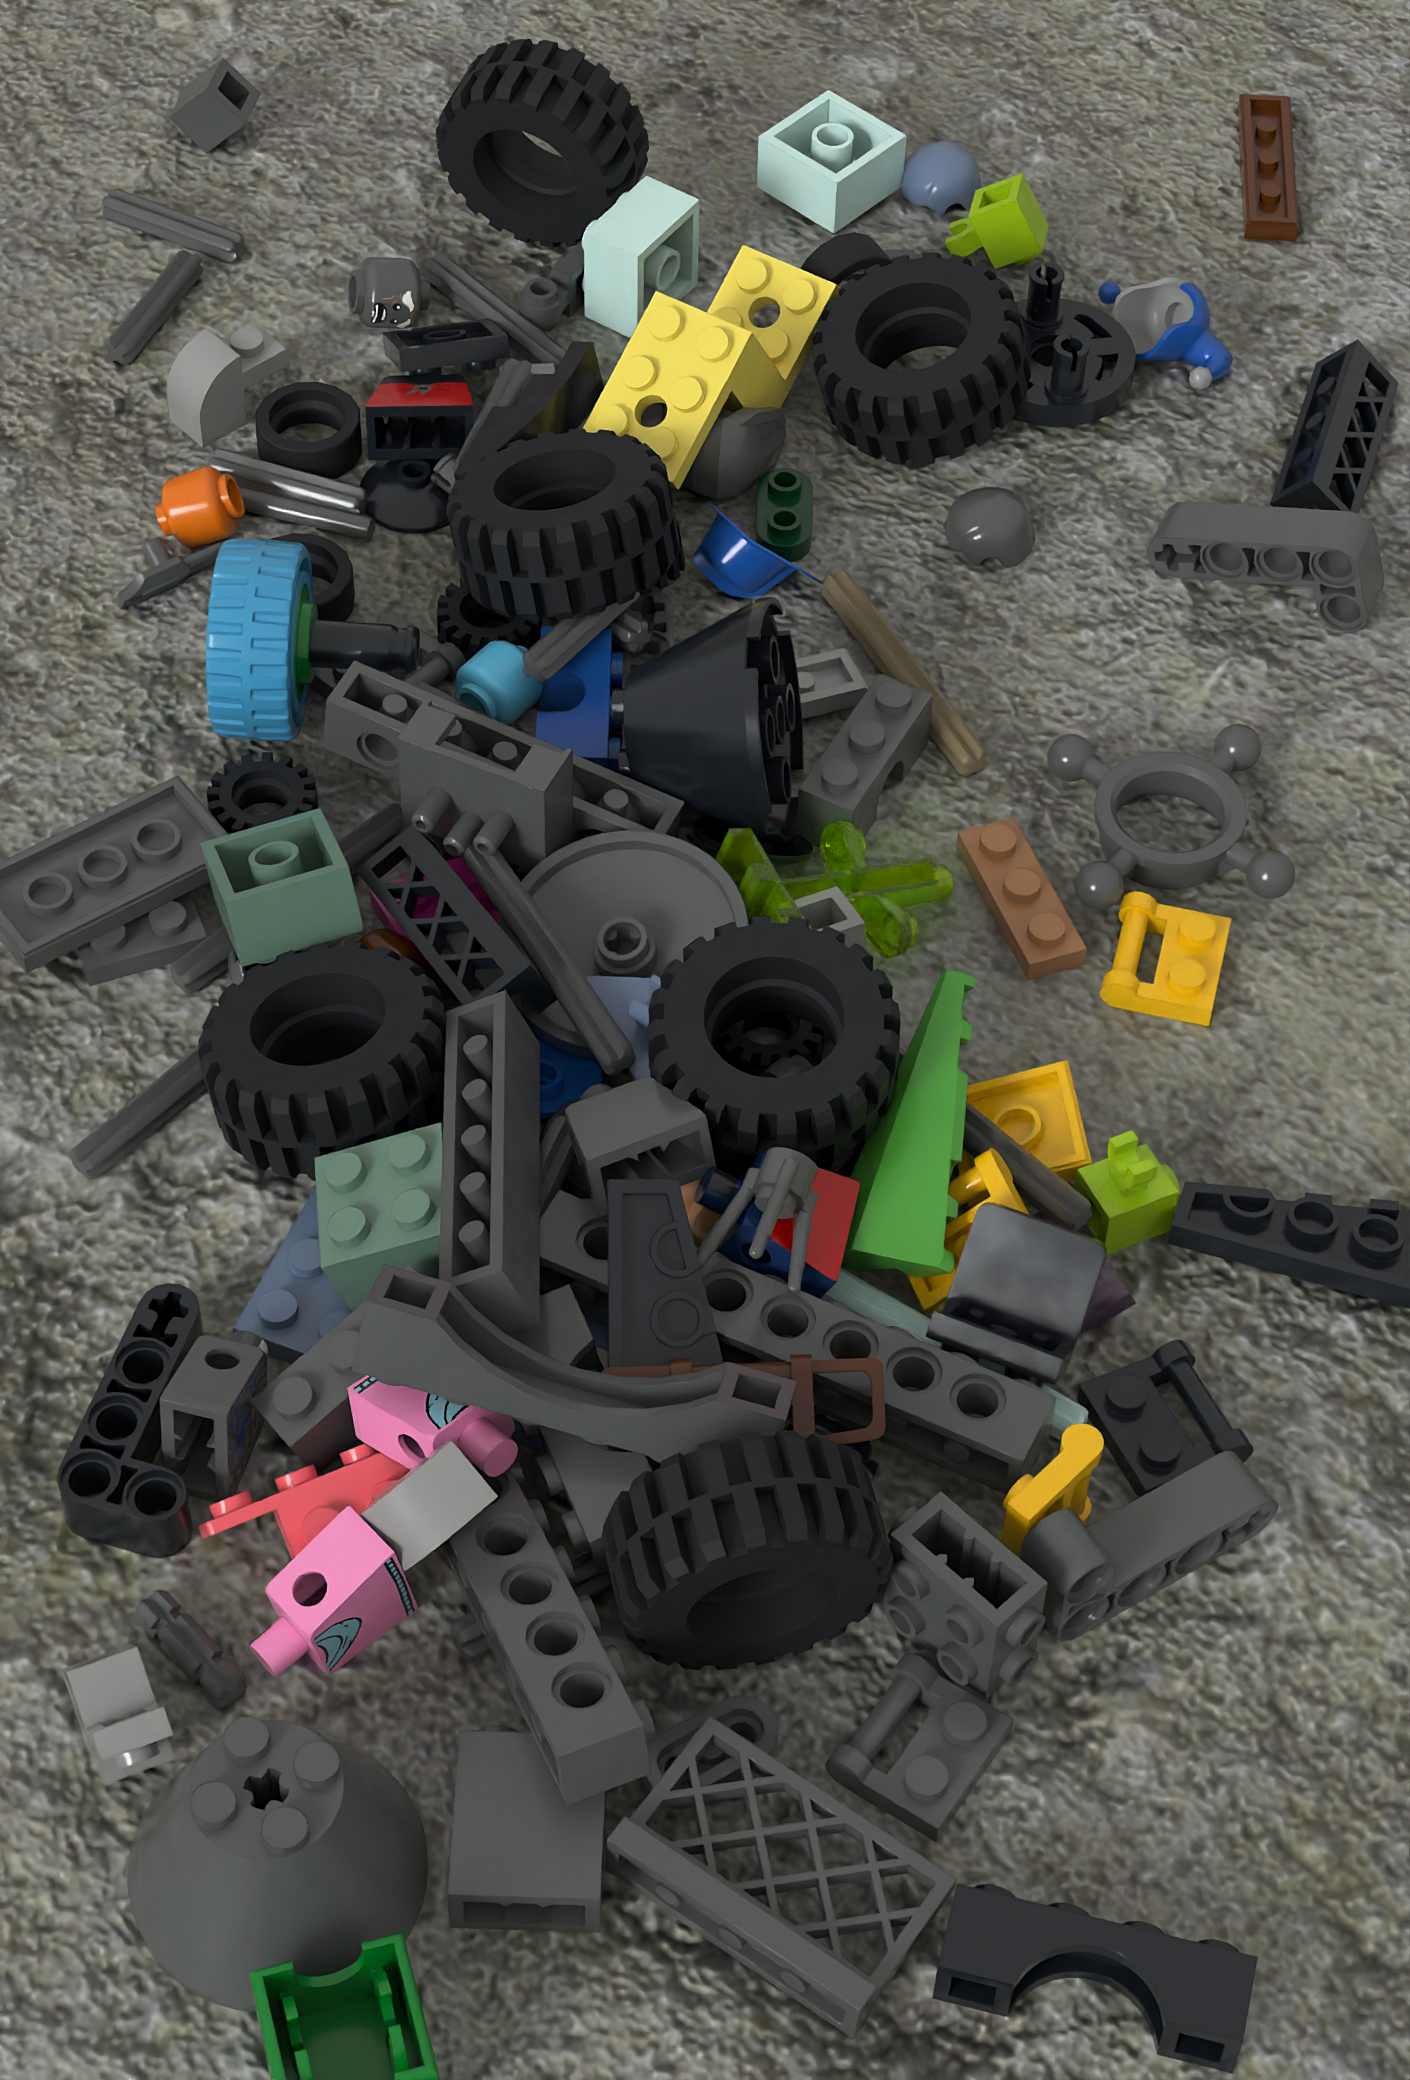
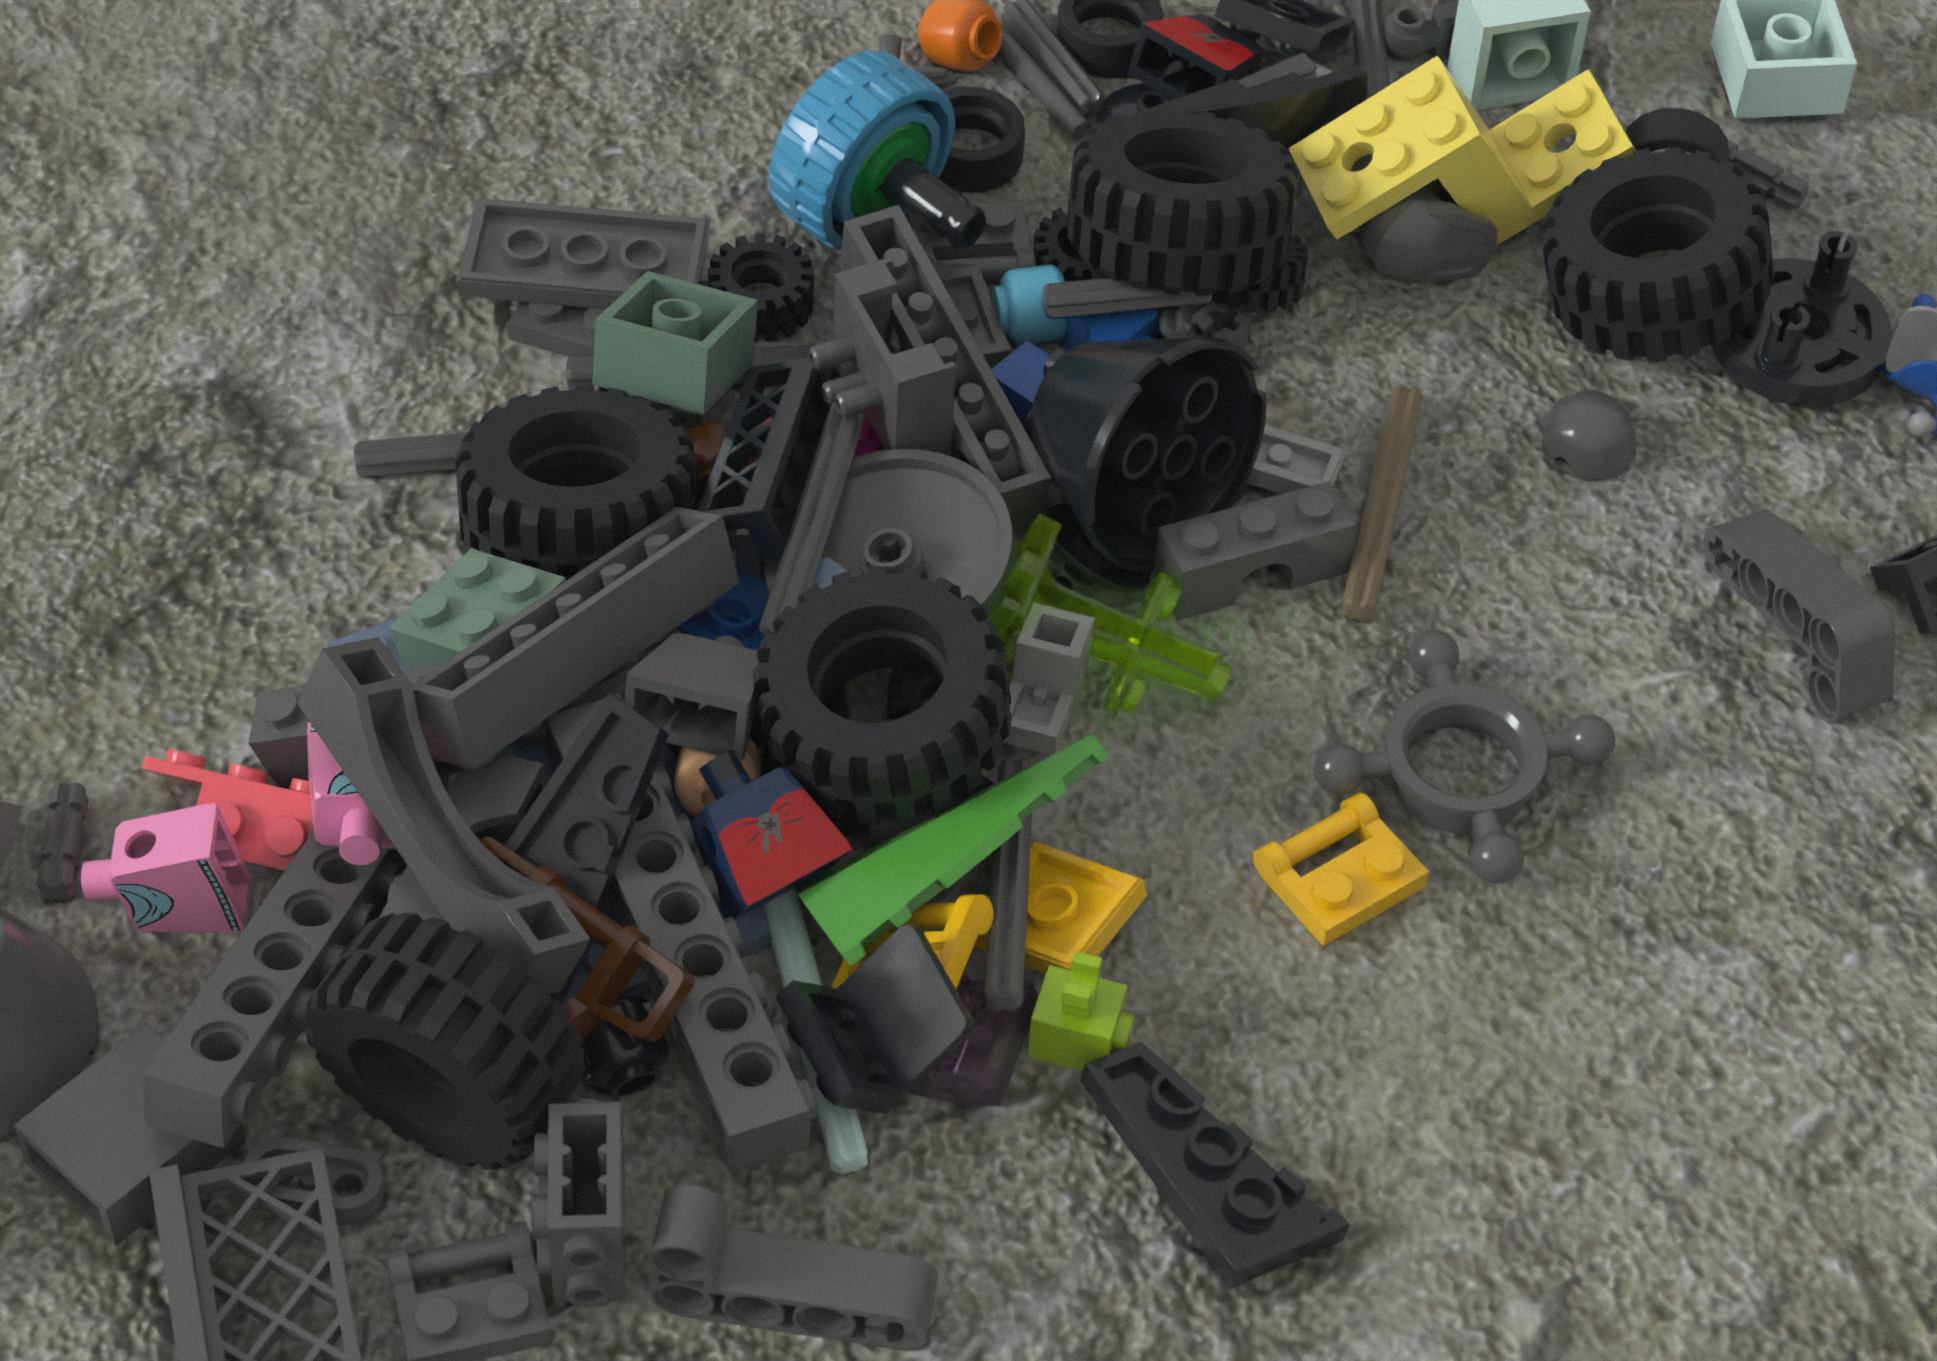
camera: 40 degrees right, 0 degrees up
(123, 1407) = (186, 654): black beam -> none
(208, 1388) = (220, 682): dark grey torso -> none
(428, 1504) = (272, 841): light grey brick -> none
(738, 562) = (1341, 328): blue piece -> none
(780, 1190) = (750, 795): dark grey plant -> none
(784, 513) = (1437, 314): dark green plate -> none
(941, 176) = (1883, 124): sand blue hair -> none
(1004, 222) = (1882, 191): lime brick -> none
(1021, 898) = (1275, 740): medium nougat plate -> none
(1056, 1487) = (726, 1169): yellow plate -> none
(1142, 1428) = (903, 1194): black plate -> none

